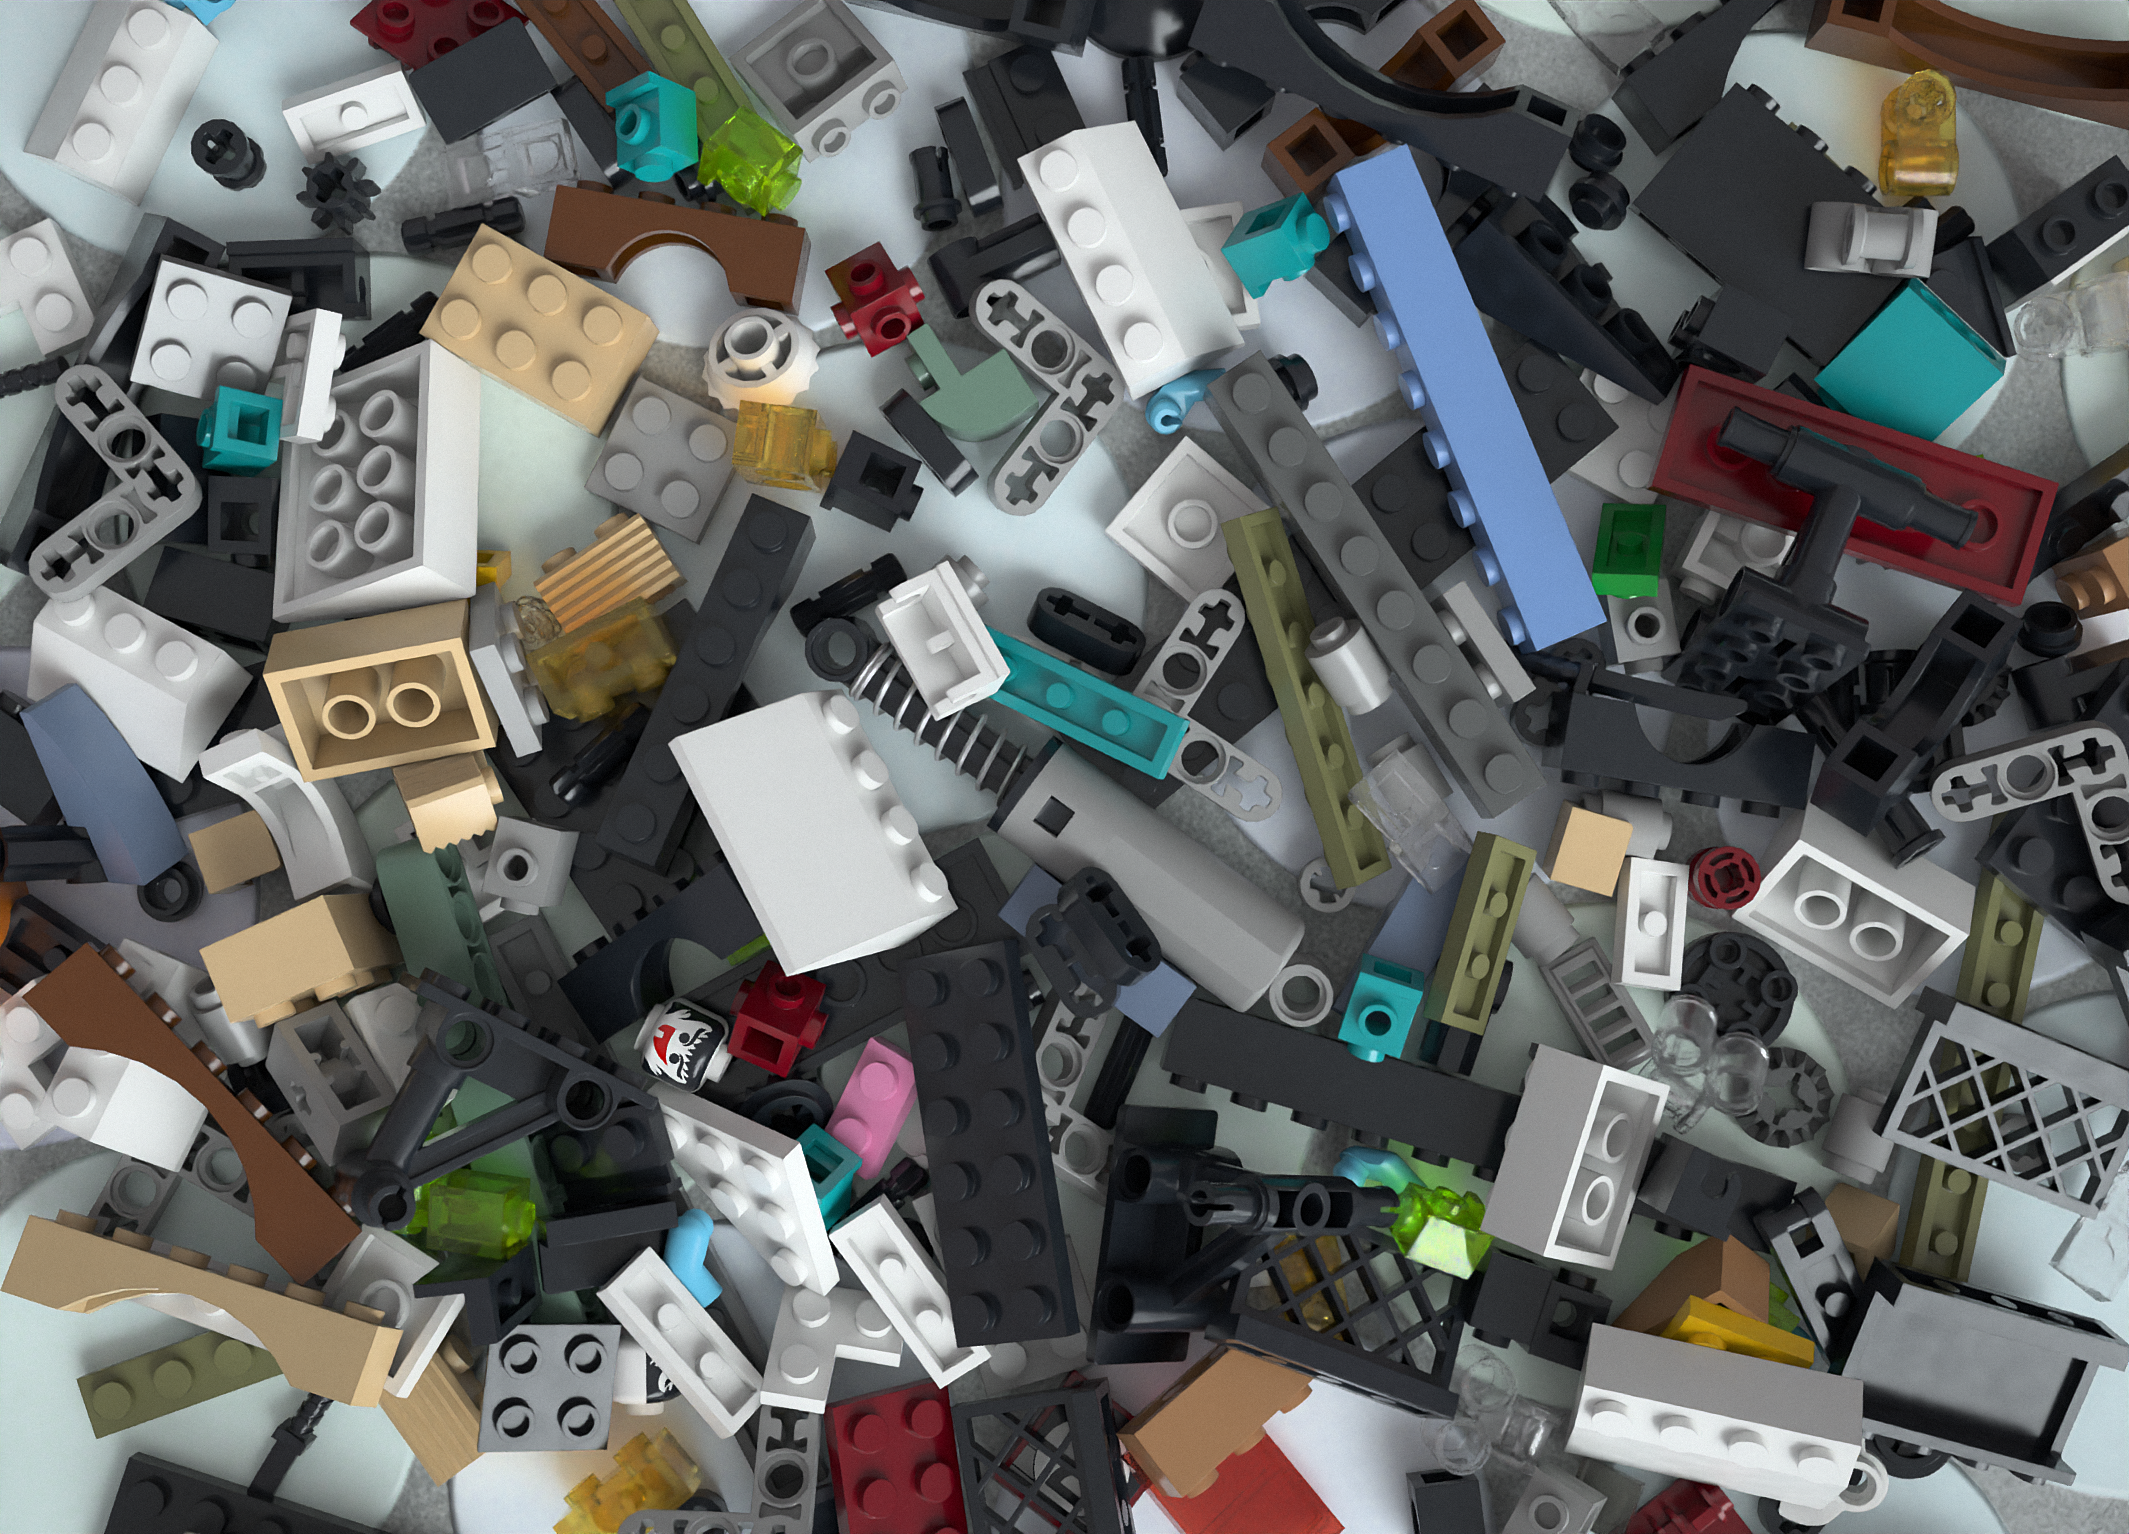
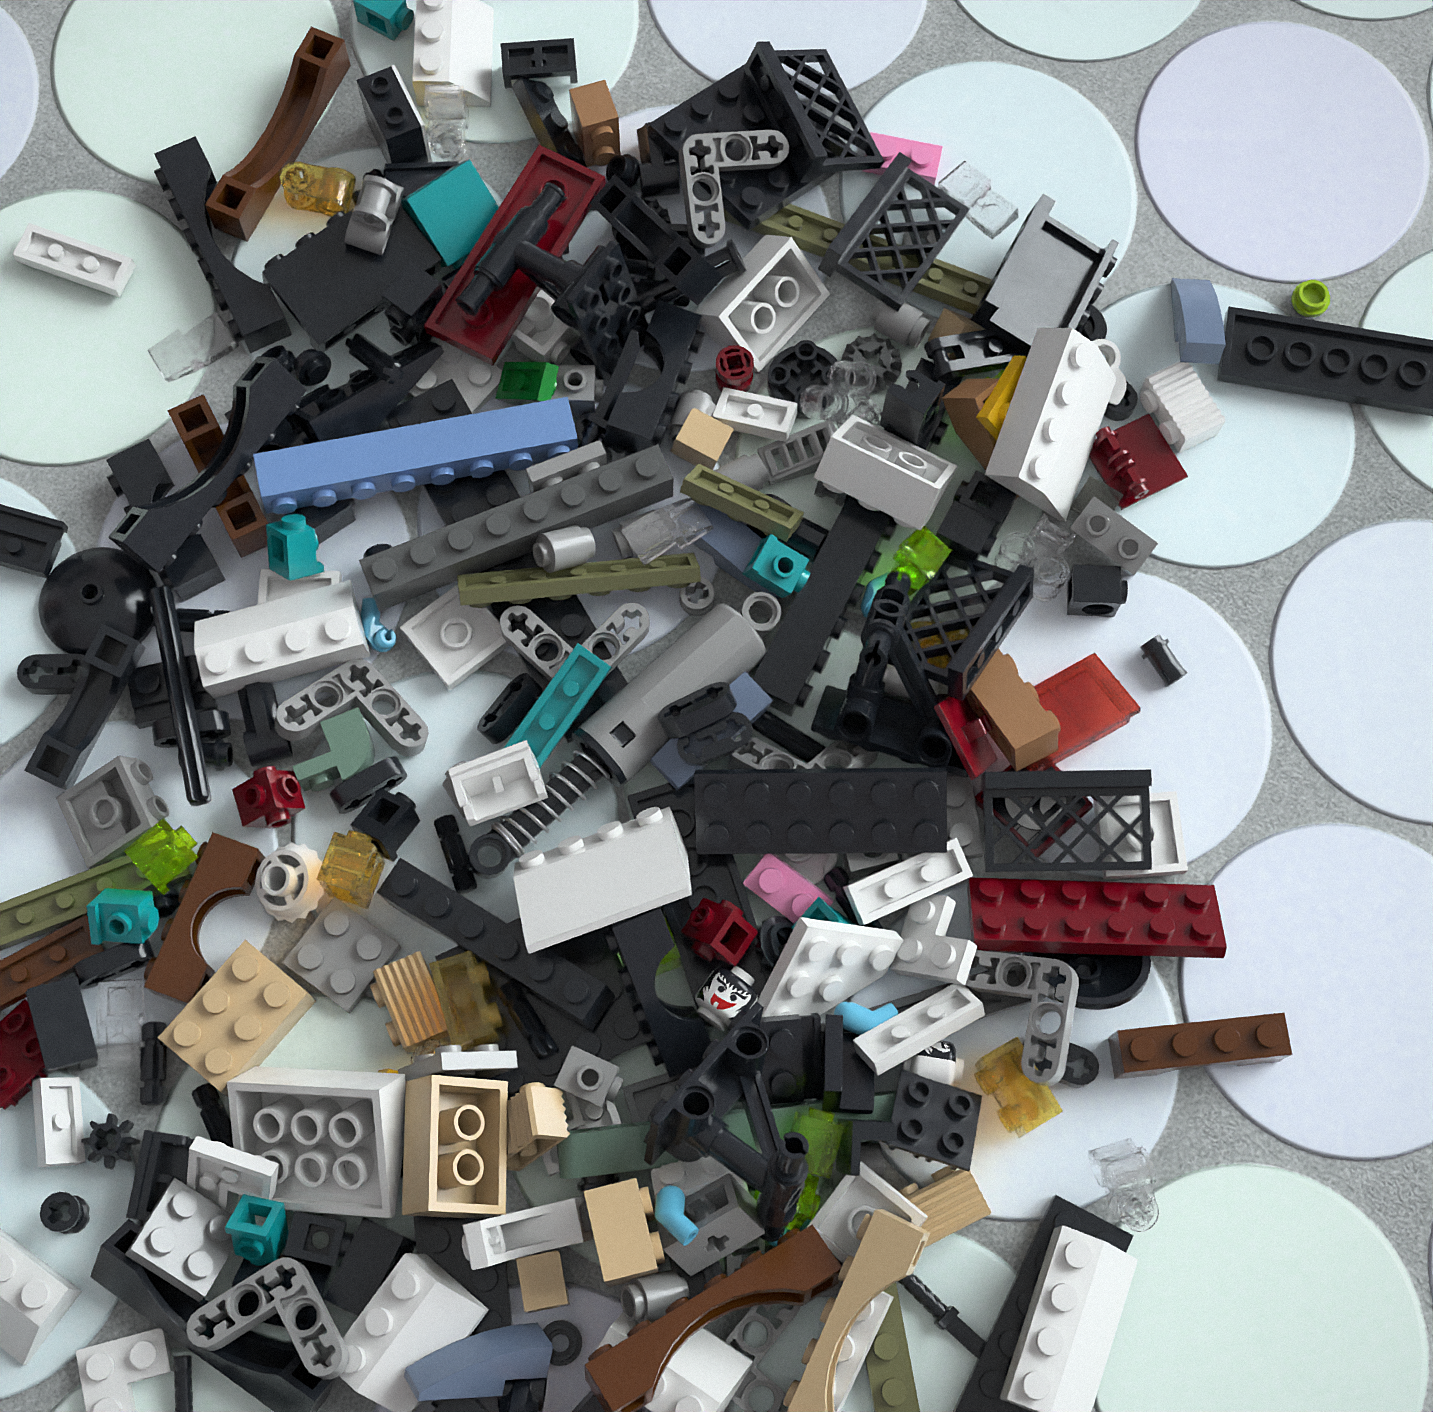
camera: 80 degrees left, 15 degrees down
(323, 1026) = (670, 1213): none -> medium azure arm
(1007, 127) = (180, 696): none -> black axle
(1155, 1351) = (967, 734): none -> dark red piece
(1623, 297) = (374, 358): none -> black axle

